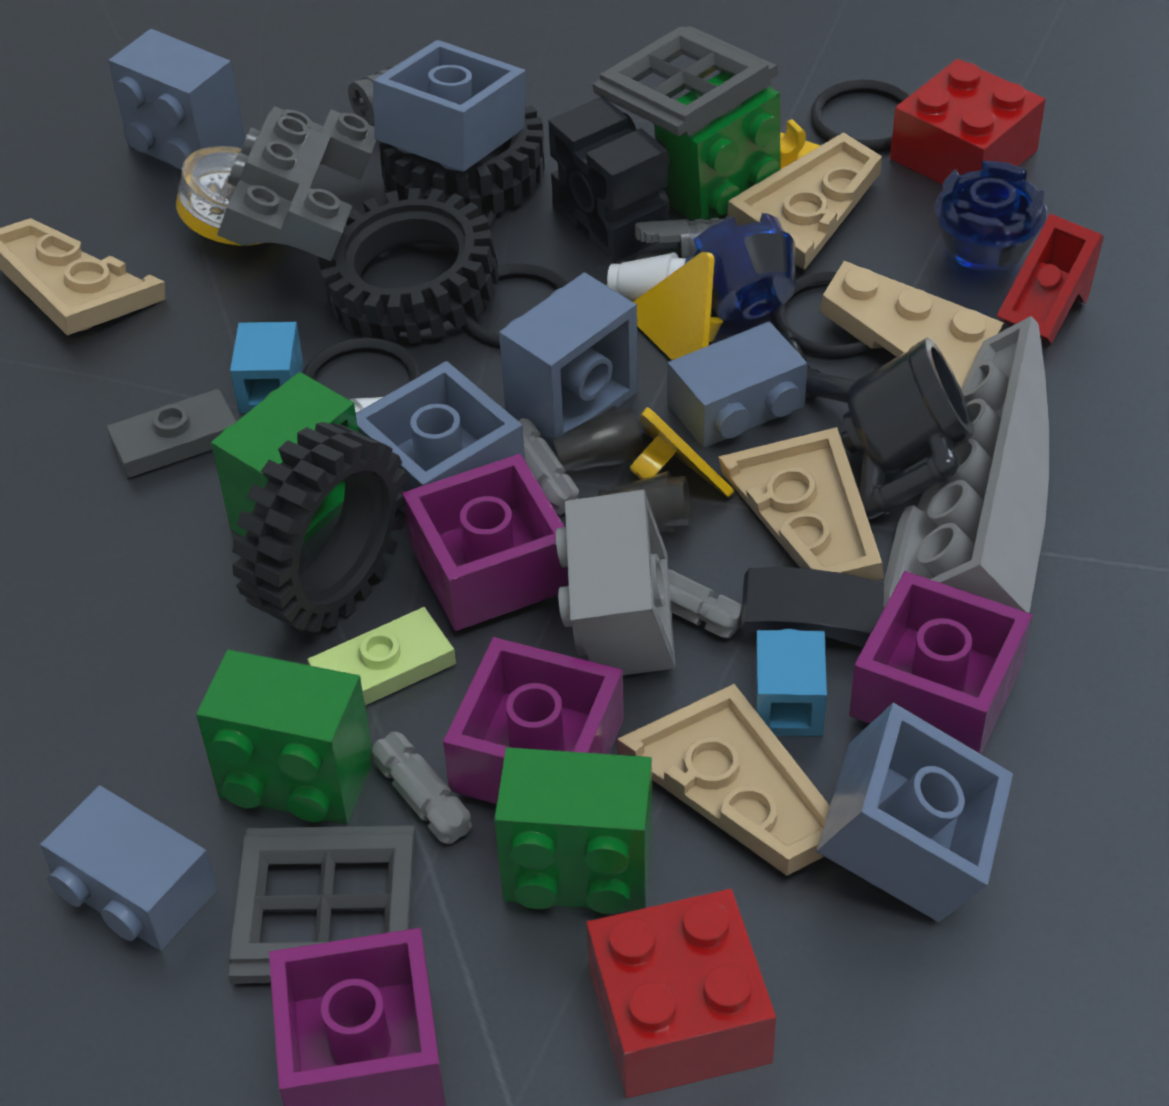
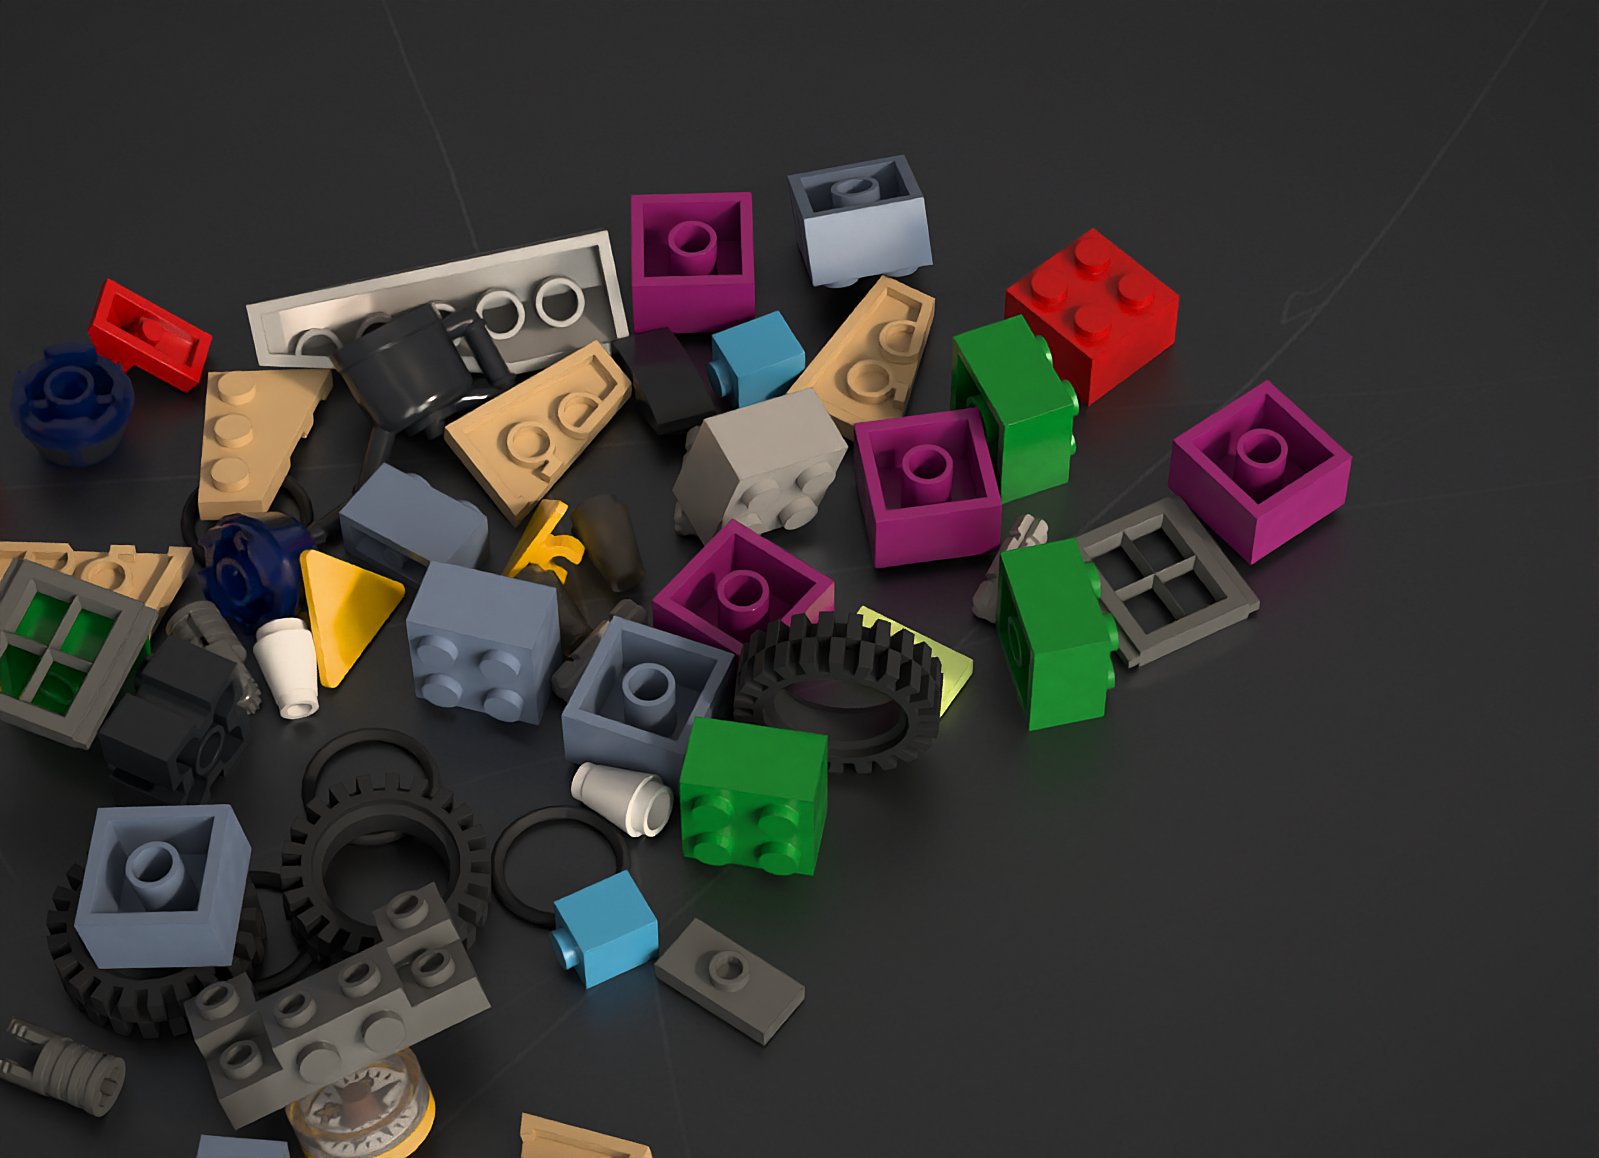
camera: 120 degrees left, 5 degrees up
(128, 868) = (1226, 706): sand blue brick -> none

